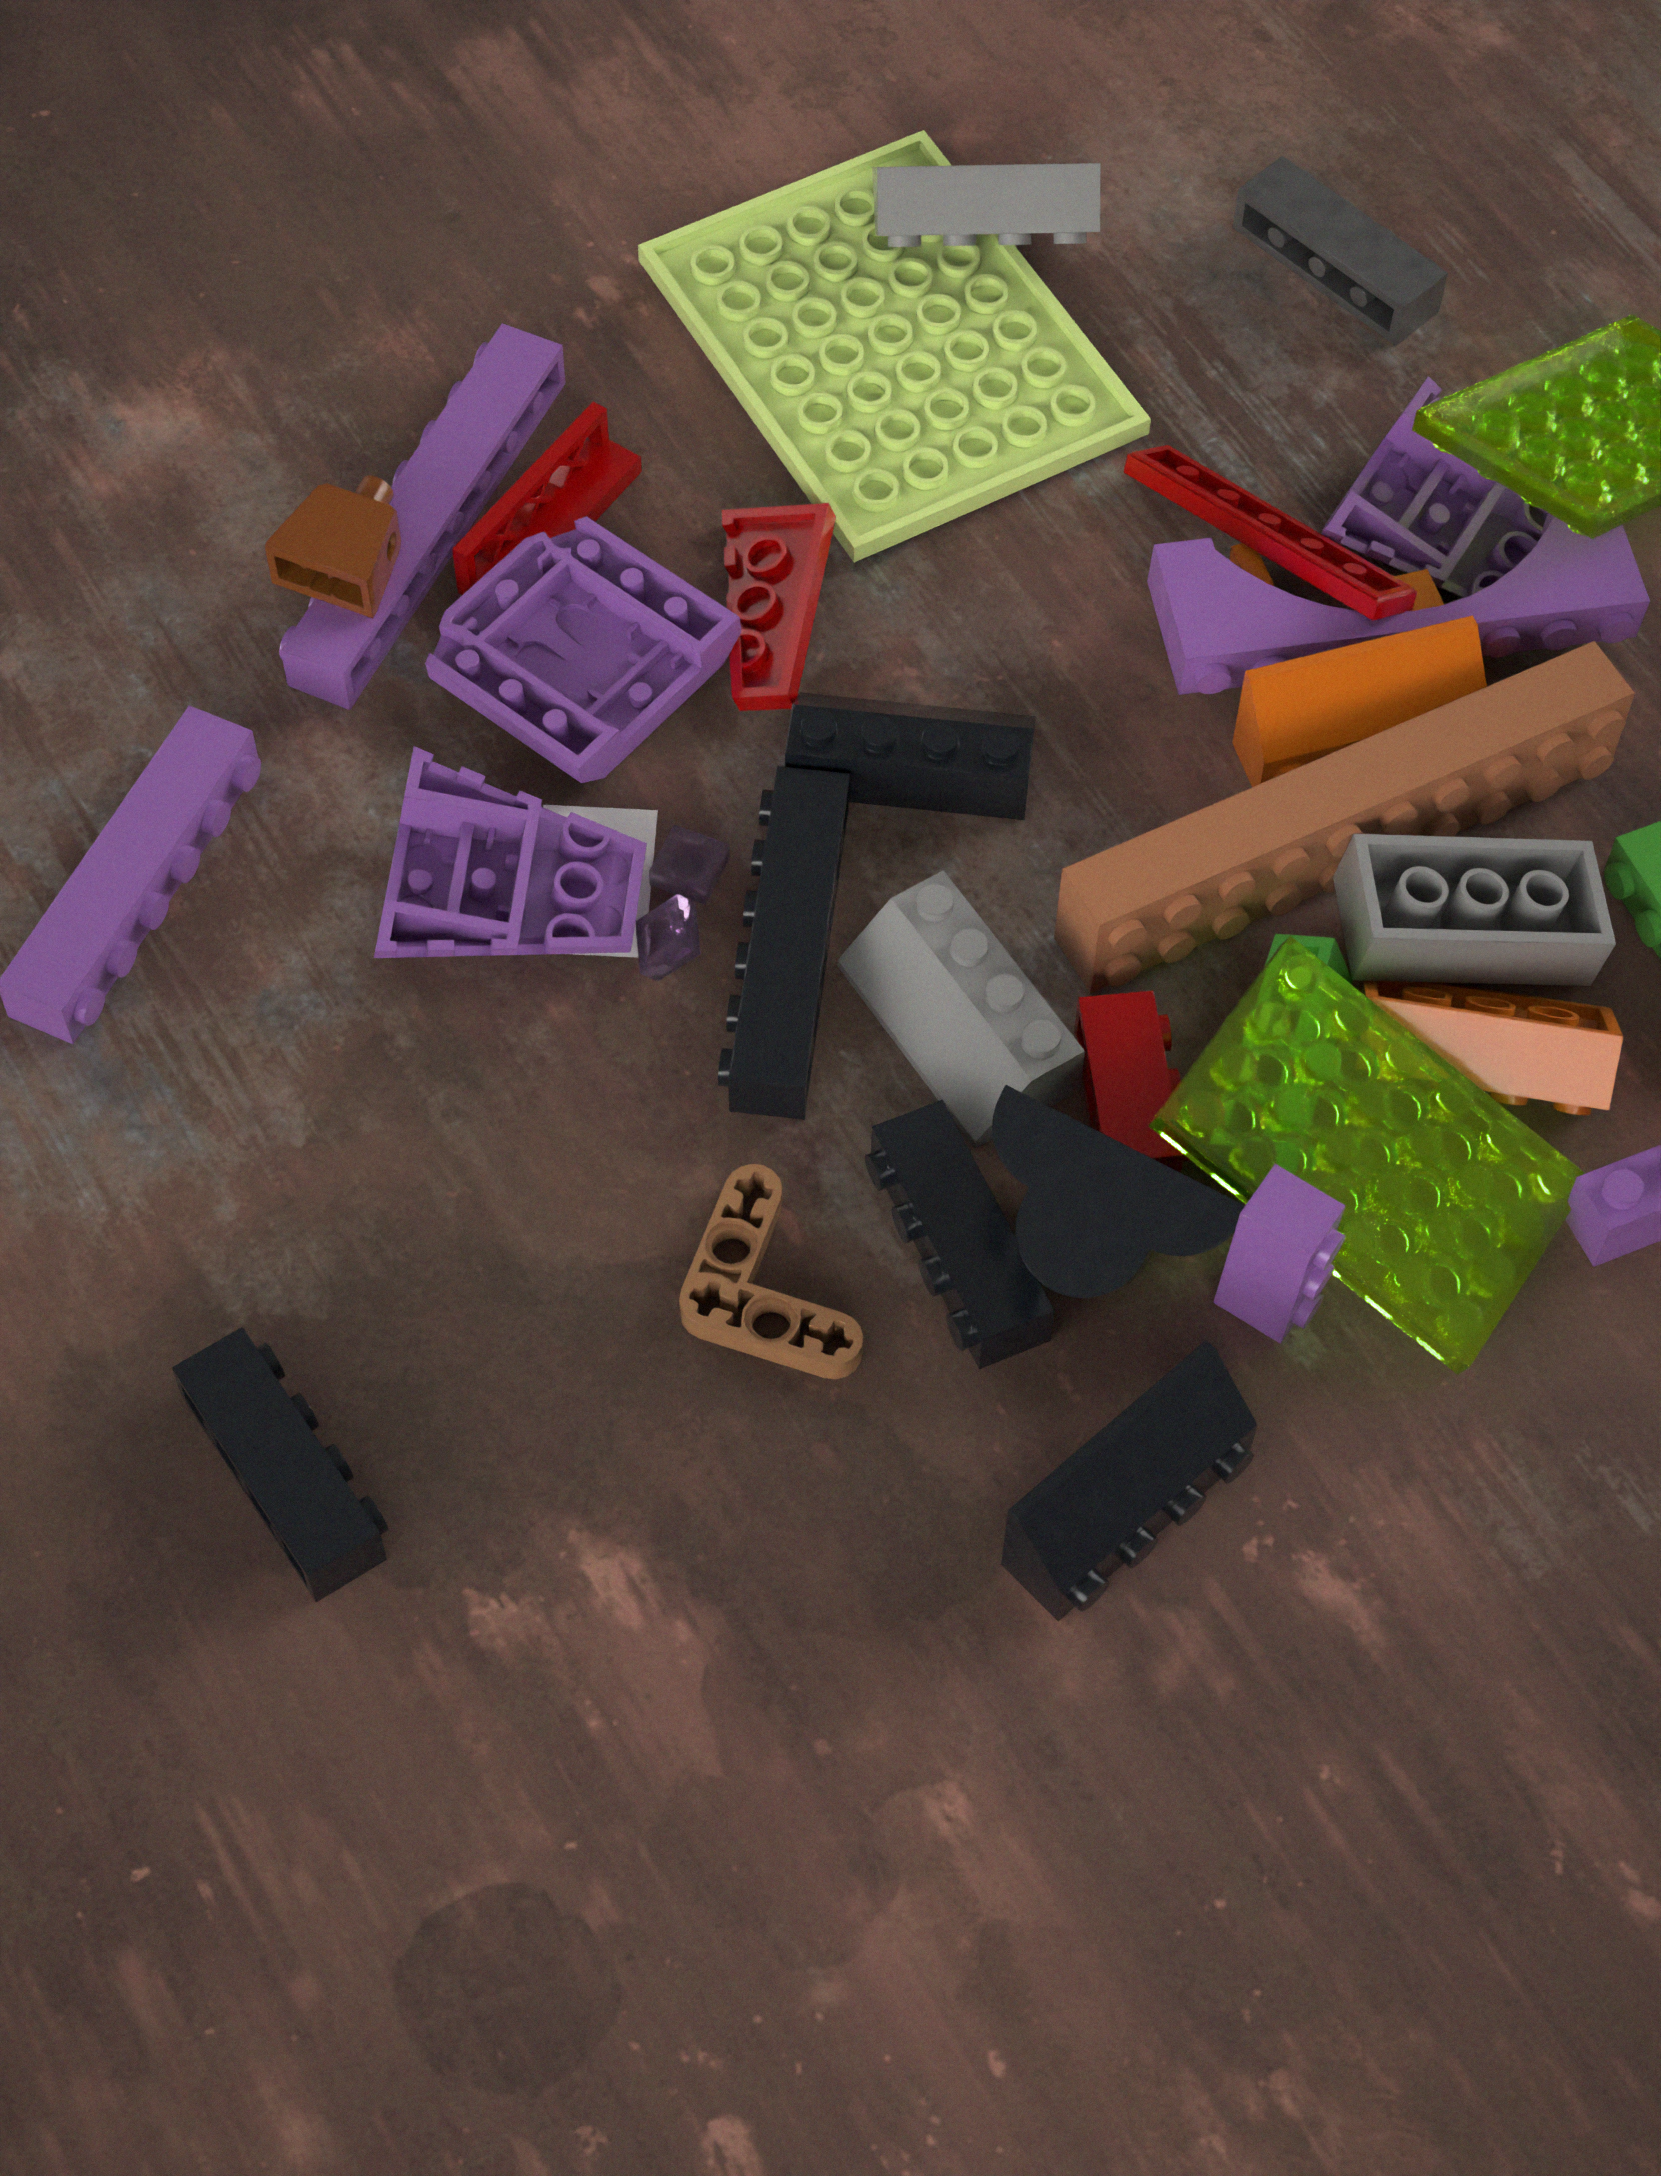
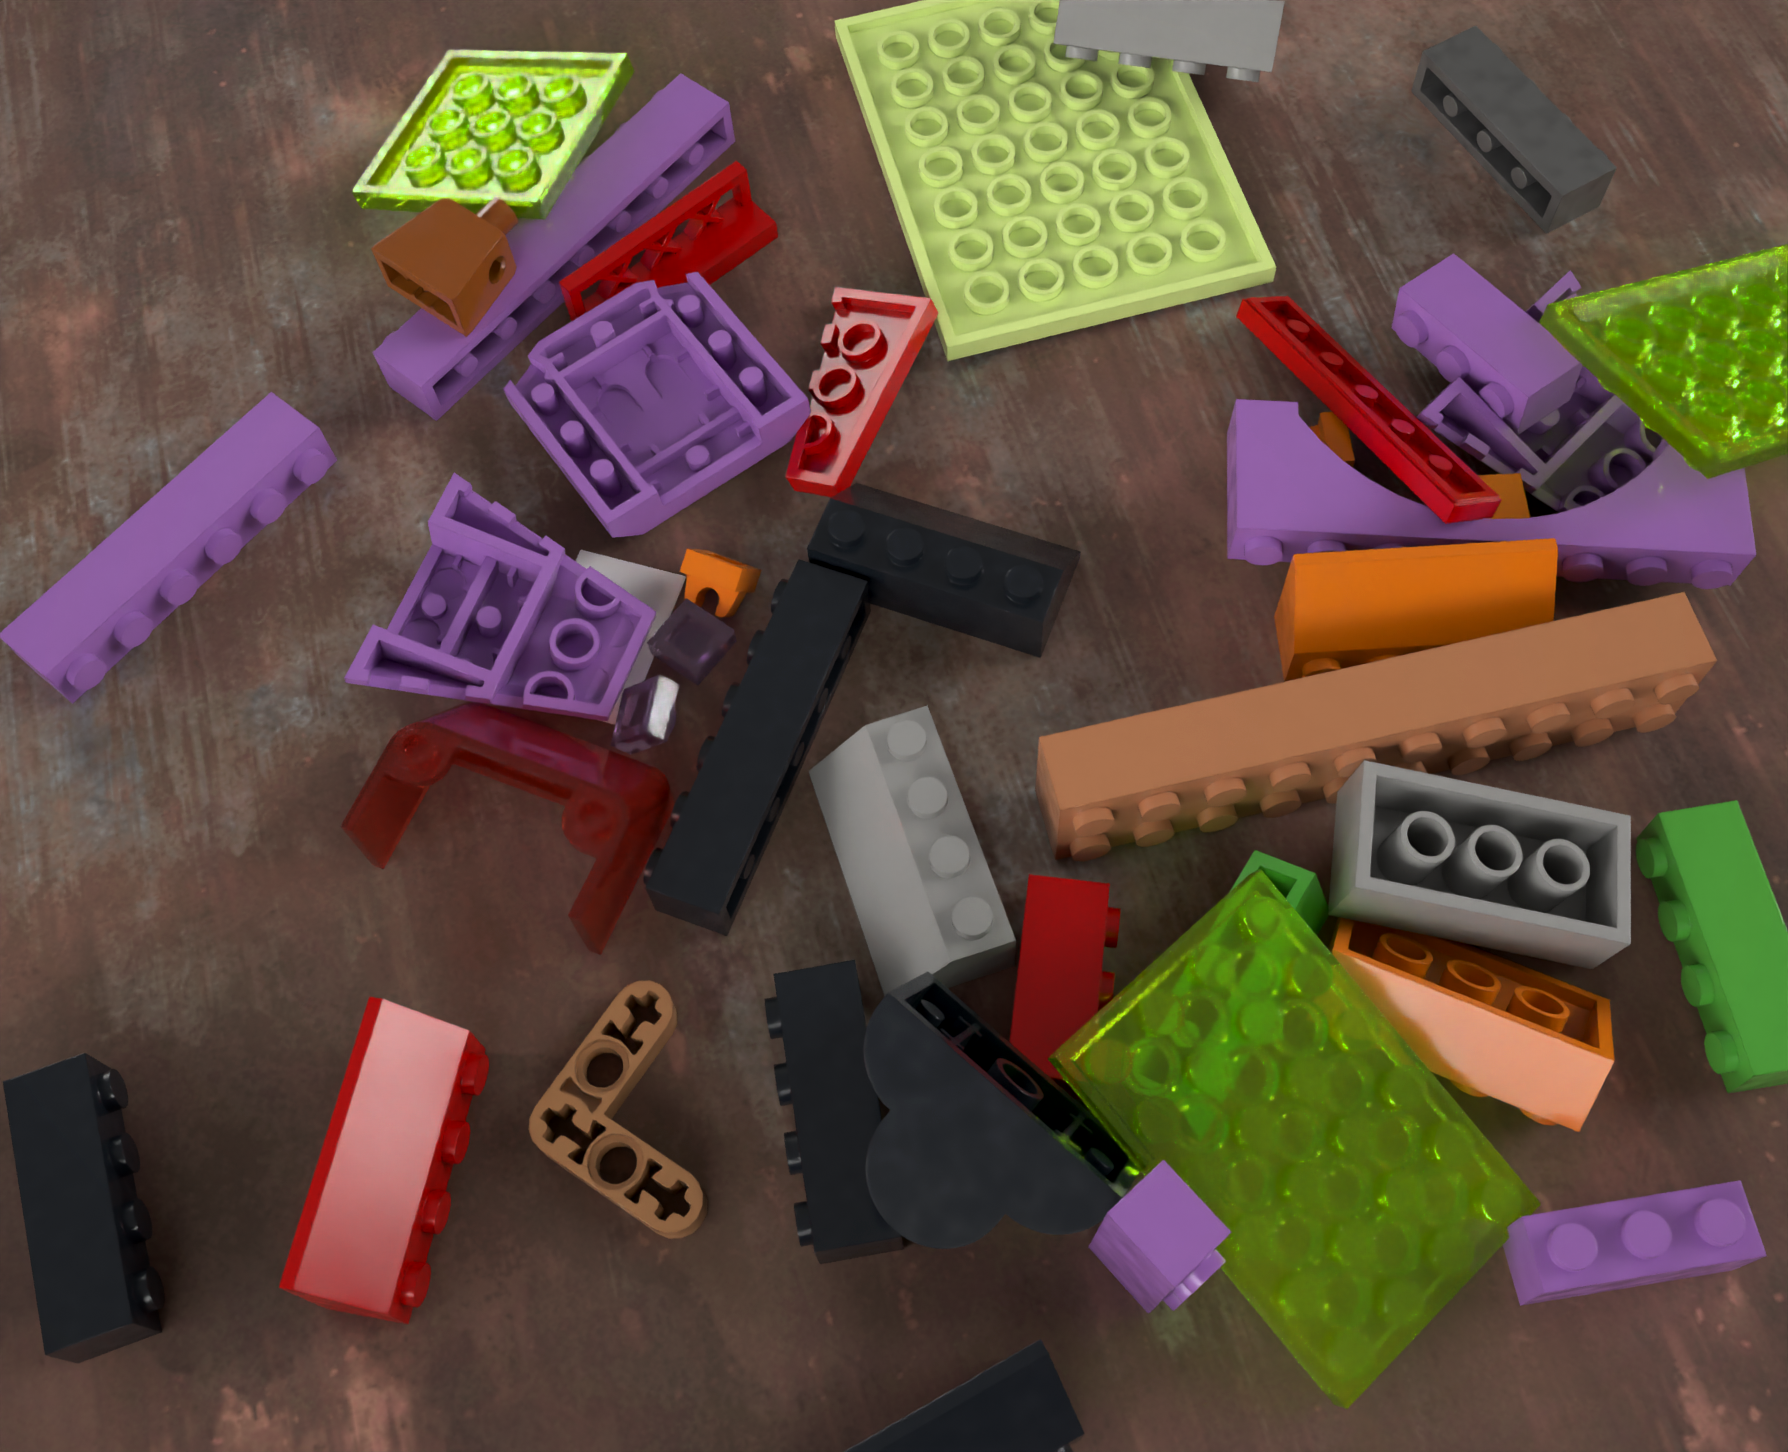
camera: 20 degrees right, 5 degrees up
(324, 411) = (495, 129): none -> clear neon green plate
(570, 1360) = (387, 1165): none -> slope
(662, 1013) = (609, 799): none -> clear red windscreen
(697, 796) = (726, 576): none -> orange tile
(1368, 452) = (1485, 341): none -> medium lavender brick

